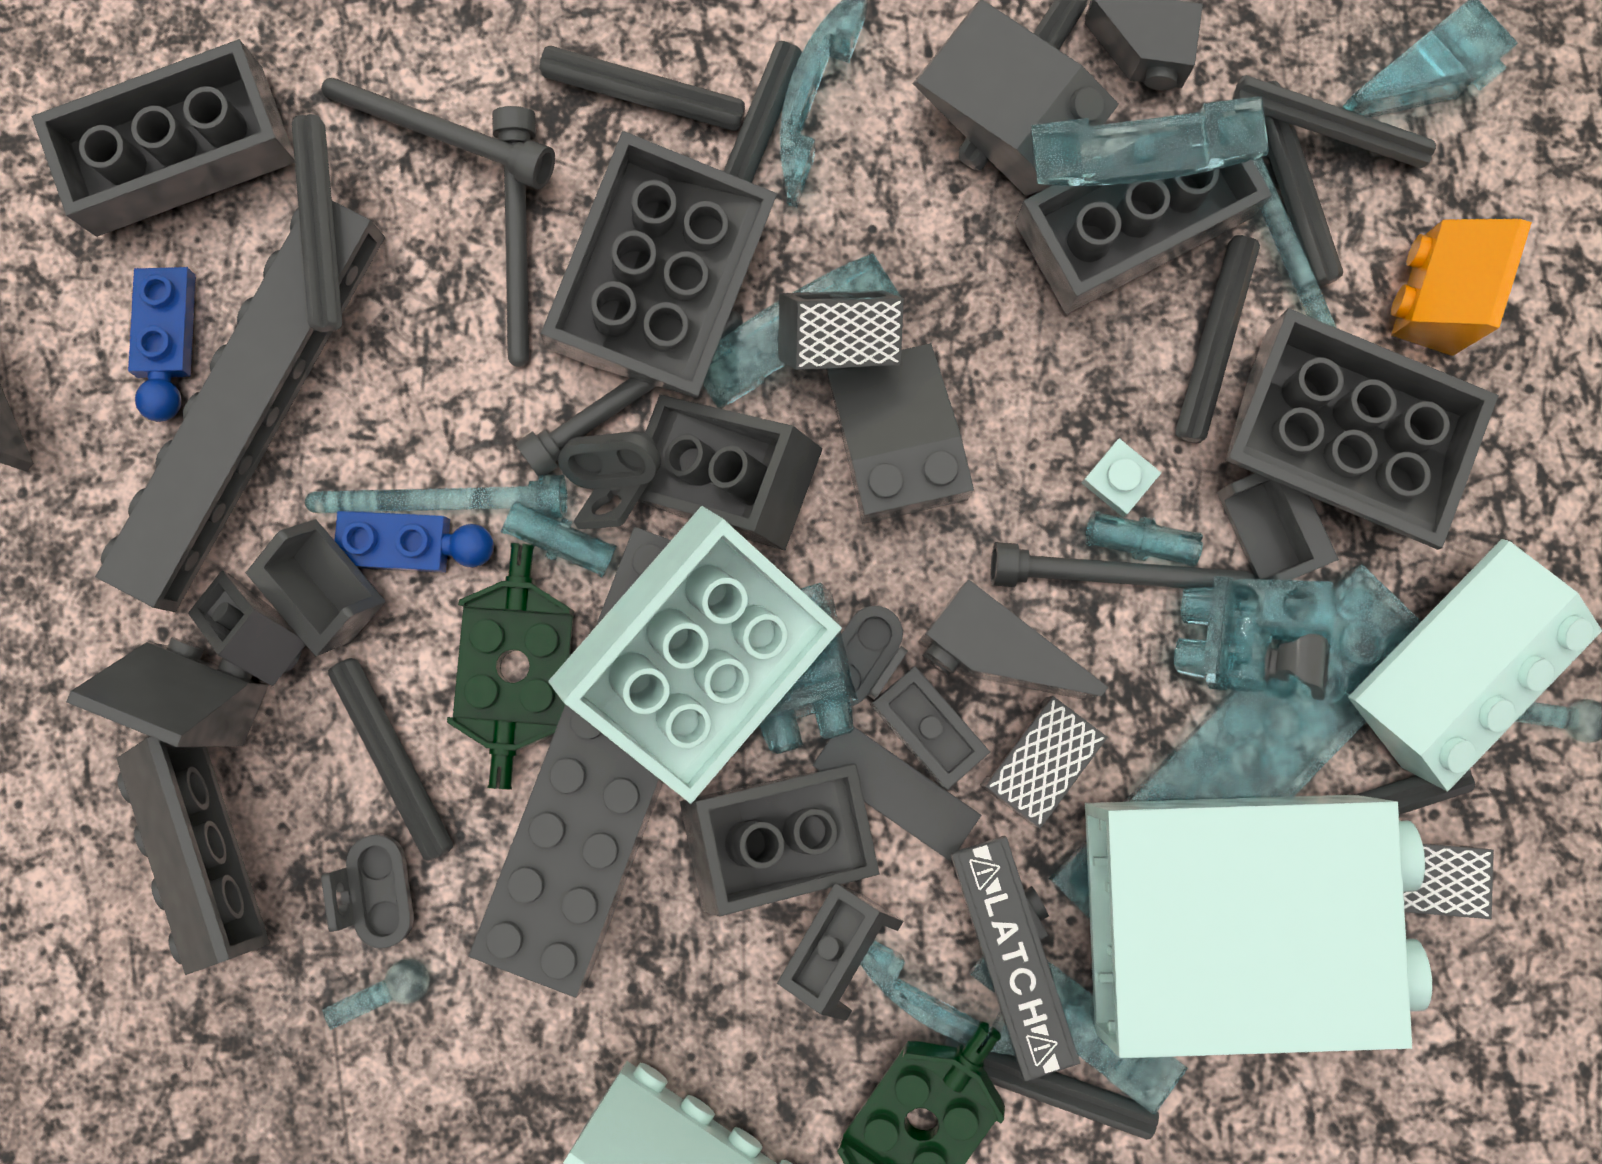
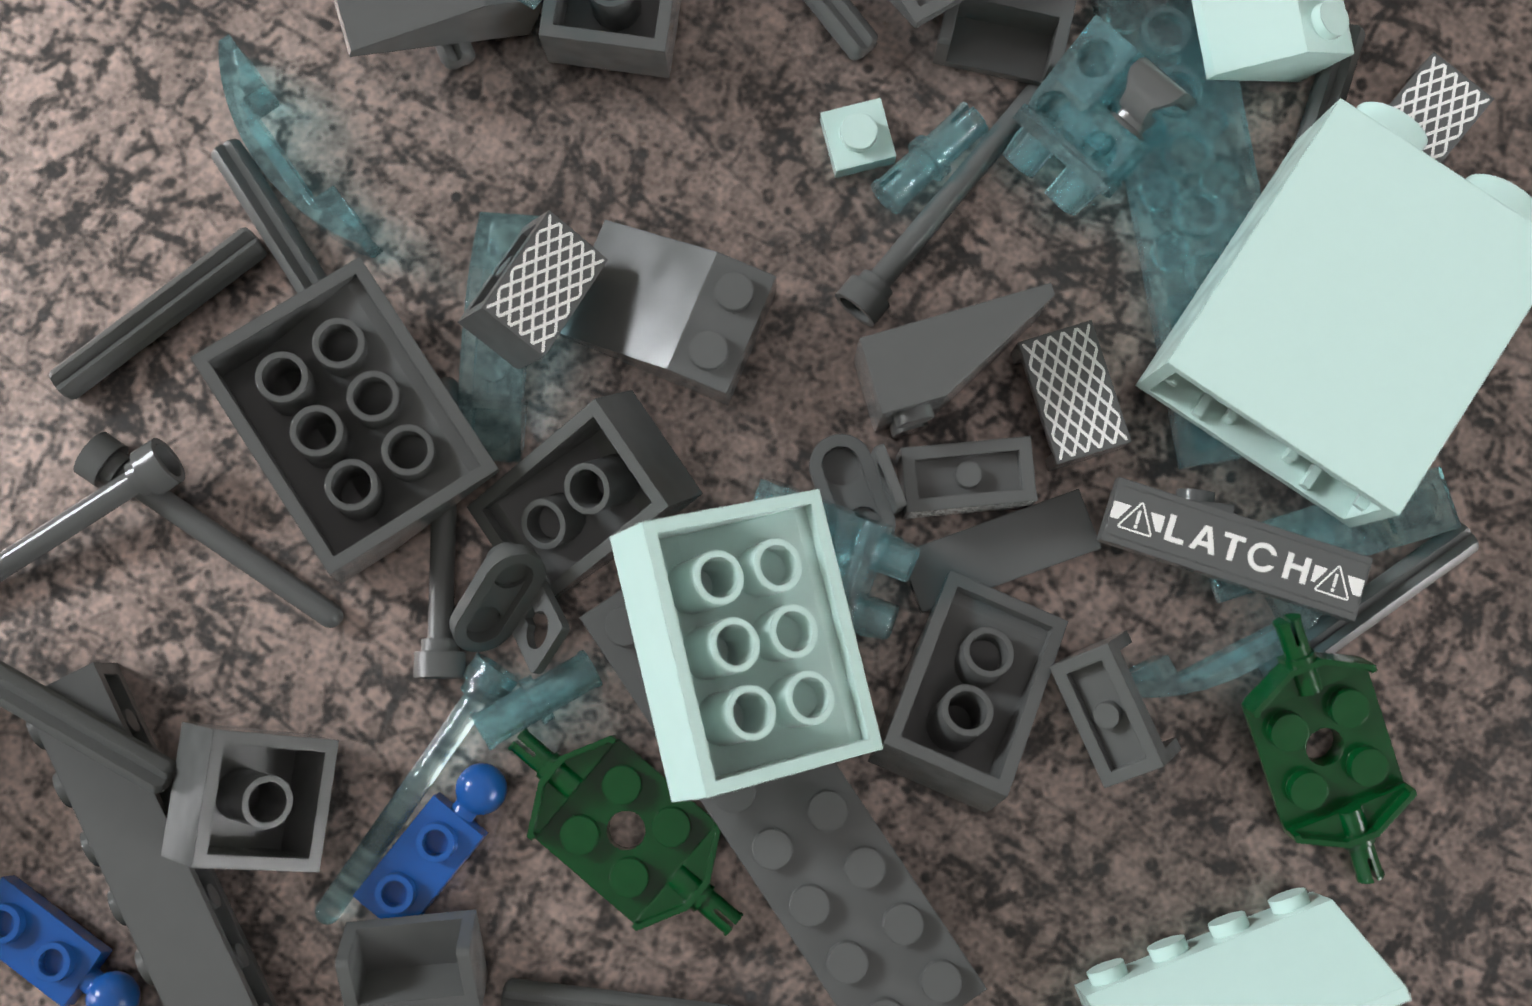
camera: 55 degrees left, 0 degrees up
(351, 392) = (249, 799): none -> dark grey brick

